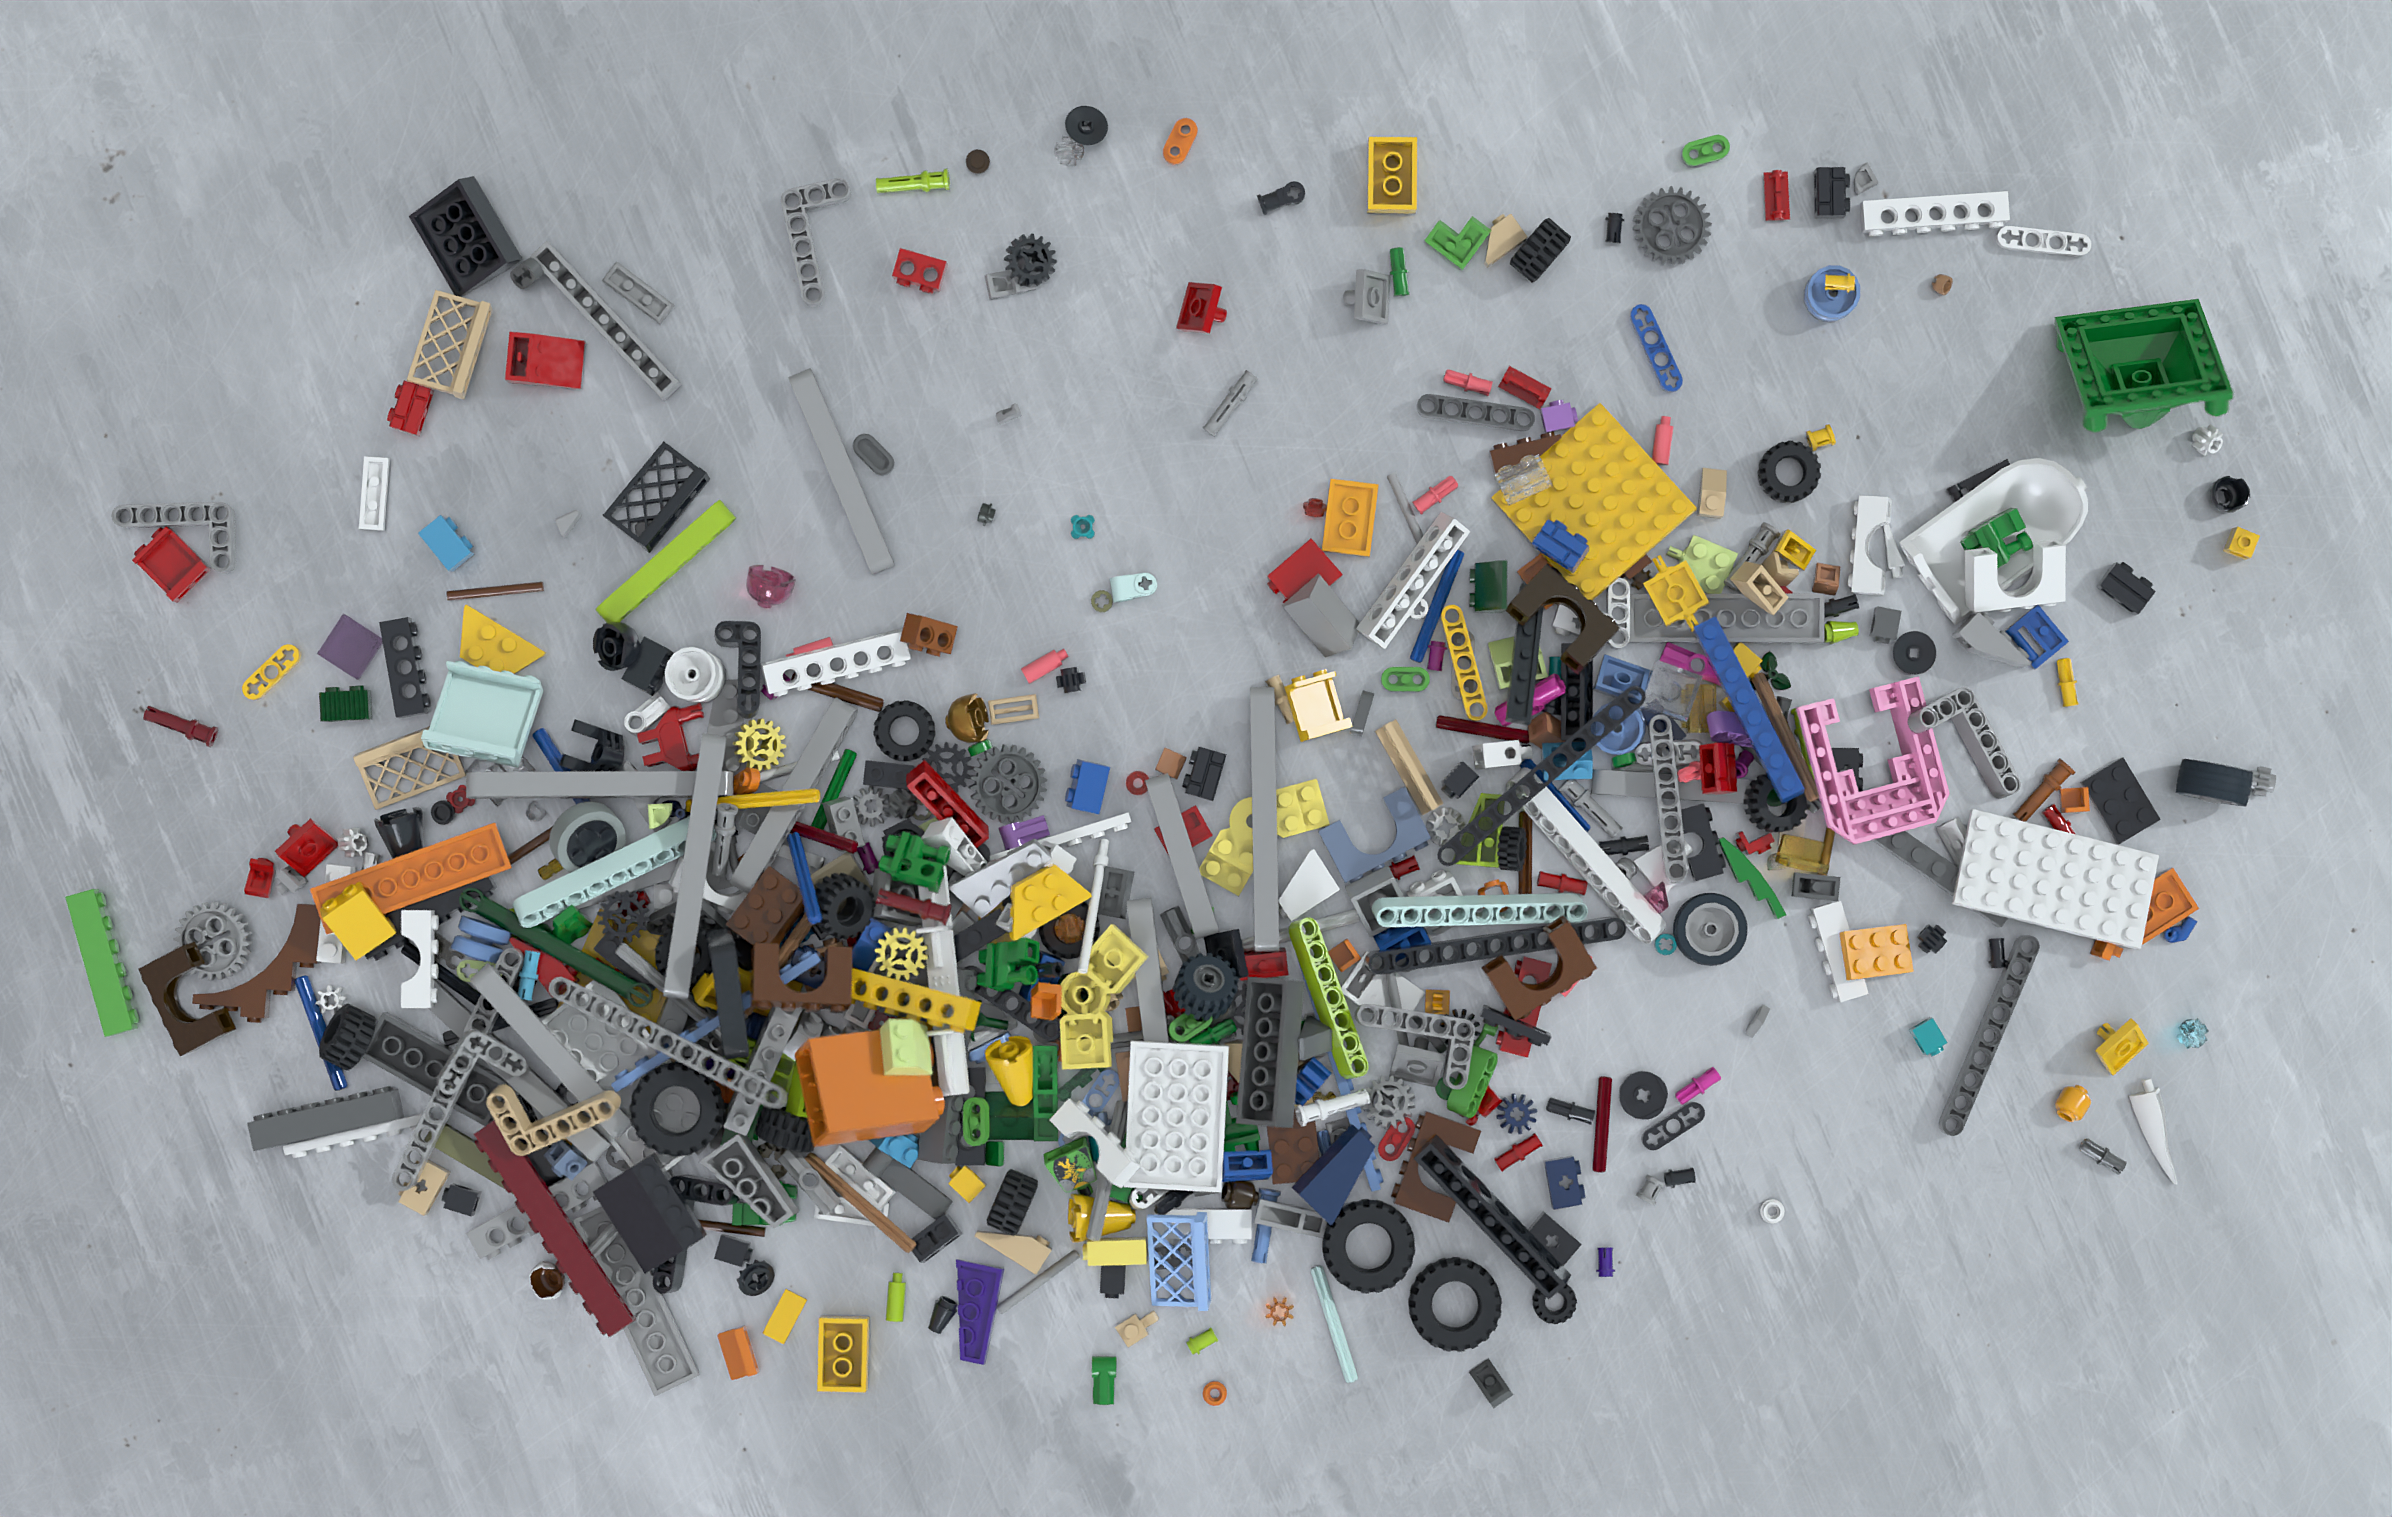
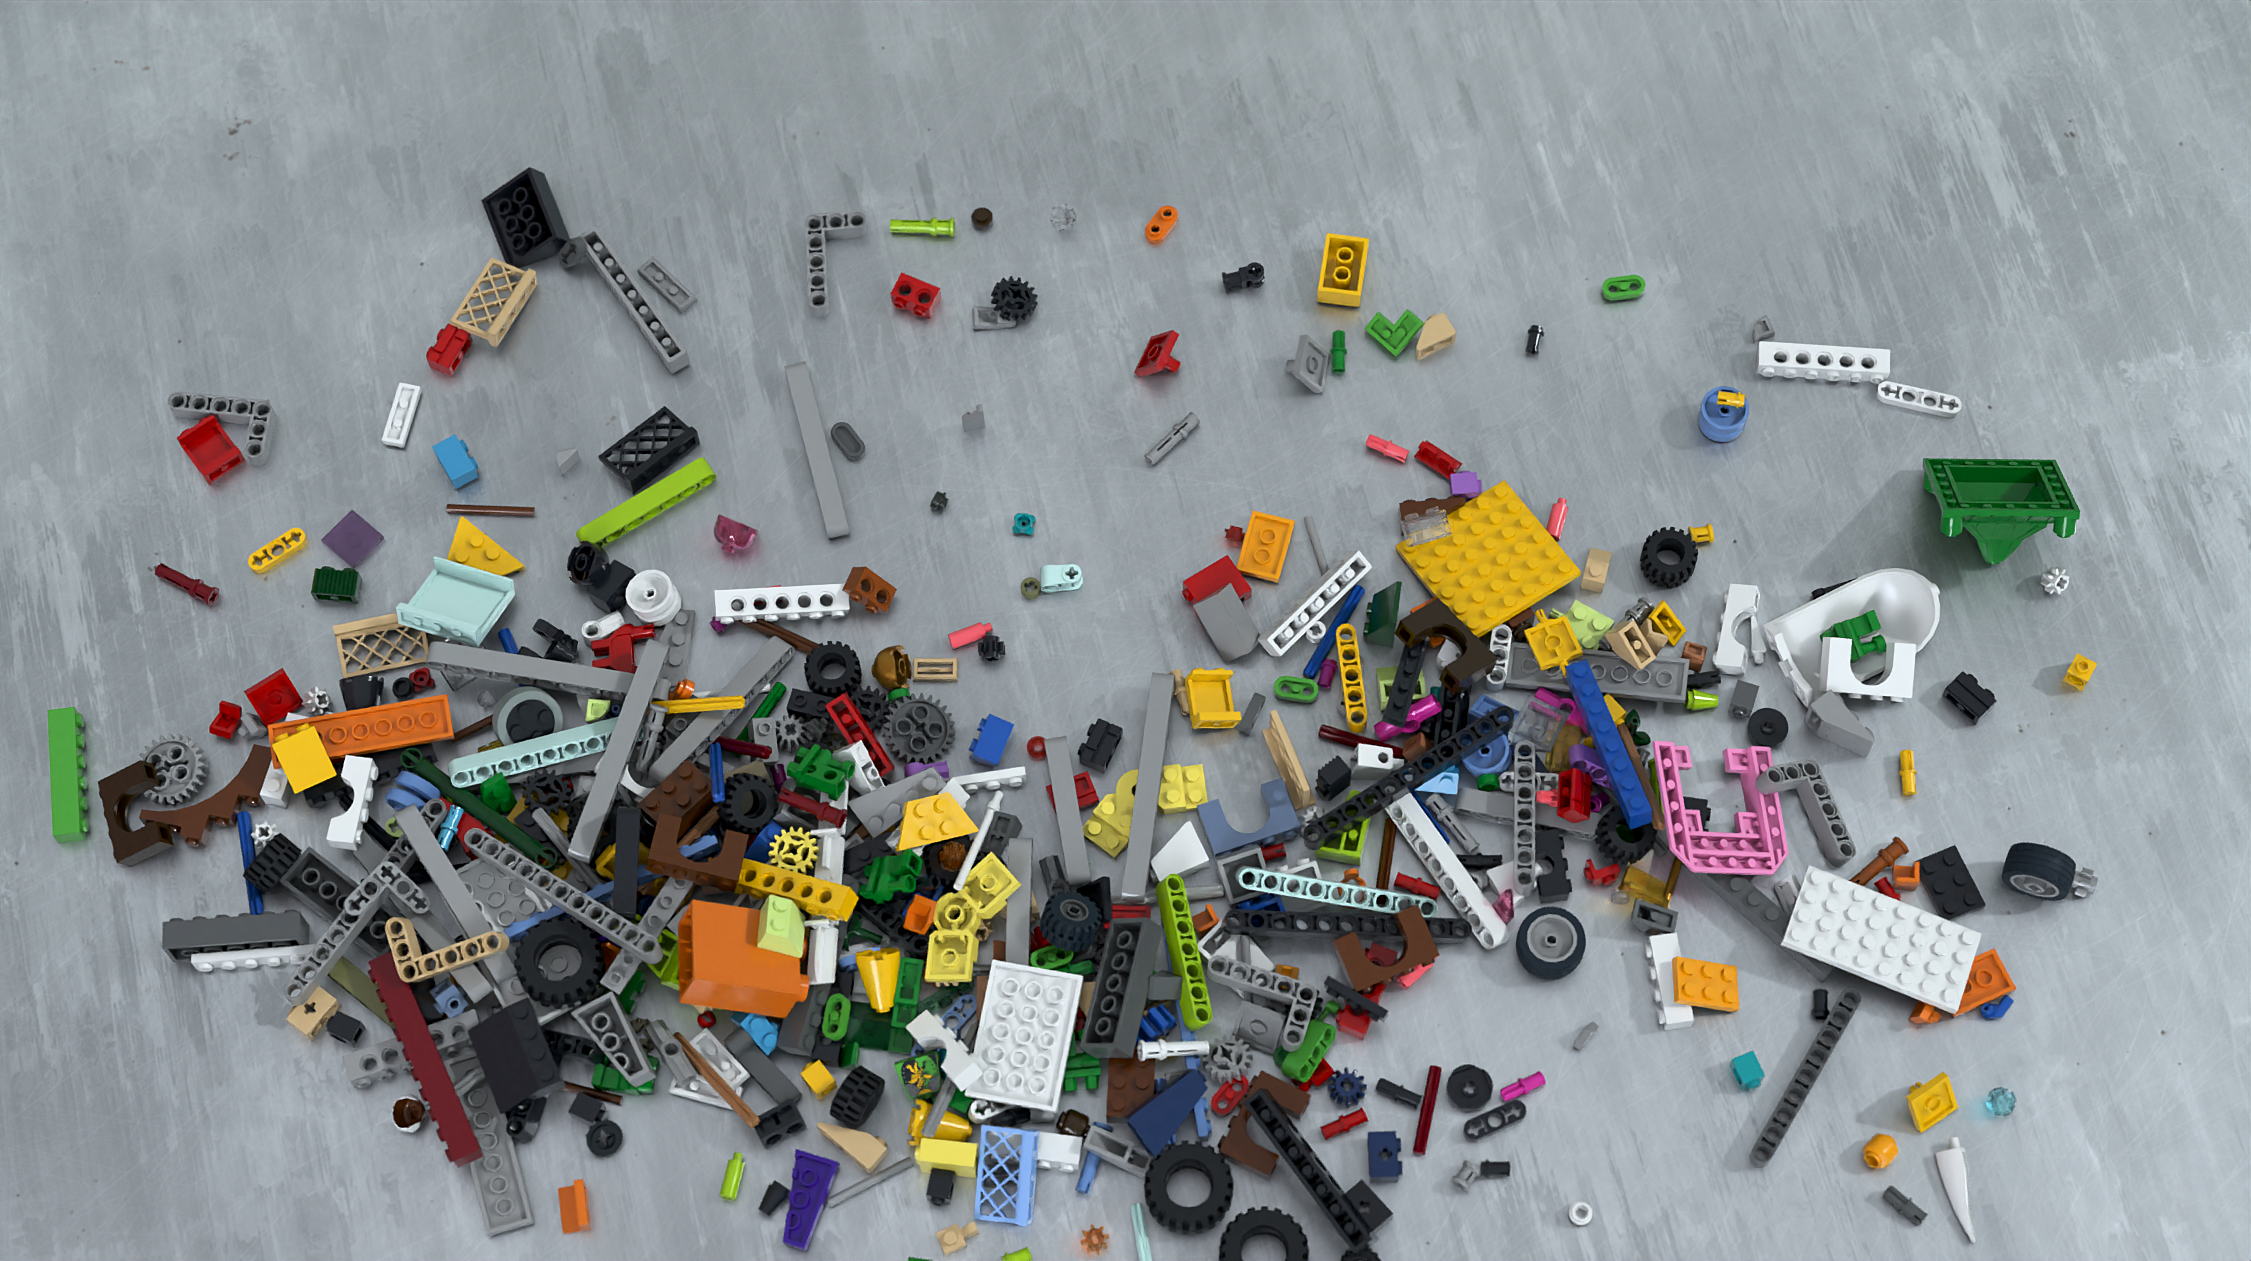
camera: 10 degrees right, 20 degrees down
(391, 632) = (391, 529): black brick -> none
(444, 952) = (376, 807): clear smoke plate -> none
(544, 360) = (572, 325): red slope -> none
(745, 669) = (700, 600): black beam -> none
(752, 737) = (699, 656): light yellow gear -> none
(784, 1316) = (624, 1180): yellow slope -> none
(785, 1129) = (658, 1000): black tyre -> none
(843, 1353) = (672, 1218): yellow brick -> none
(1086, 117) = (1081, 198): black piece -> none
(1170, 763) = (1072, 731): nougat slope -> none
(1247, 1165) = (1083, 1094): blue brick -> none
(1435, 494) = (1345, 537): coral axle -> none
(1487, 412) = (1396, 481): dark grey beam -> none
(1512, 848) = (1373, 842): black tyre -> none
(1540, 250) = (1466, 343): black tyre -> none
(1561, 545) = (1453, 585): blue brick -> none
(1605, 1264) = (1413, 1242): dark purple pin -> none
(1651, 231) = (1606, 341): dark grey gear -> none
(1653, 349) = (1558, 443): blue beam -> none
(1665, 952) = (1509, 948): teal bush -> none
(1745, 871) = (1590, 898): green slope -> none
(1776, 195) = (1682, 331): red hinge -> none
(1830, 192) = (1730, 334): black brick -> none
(1932, 939) = (1759, 981): black gear -> none
(1943, 284) = (1824, 422): medium nougat hinge -> none
(2042, 631) = (1889, 726): blue plate -> none
(2230, 494) = (2072, 629): black hair -> none

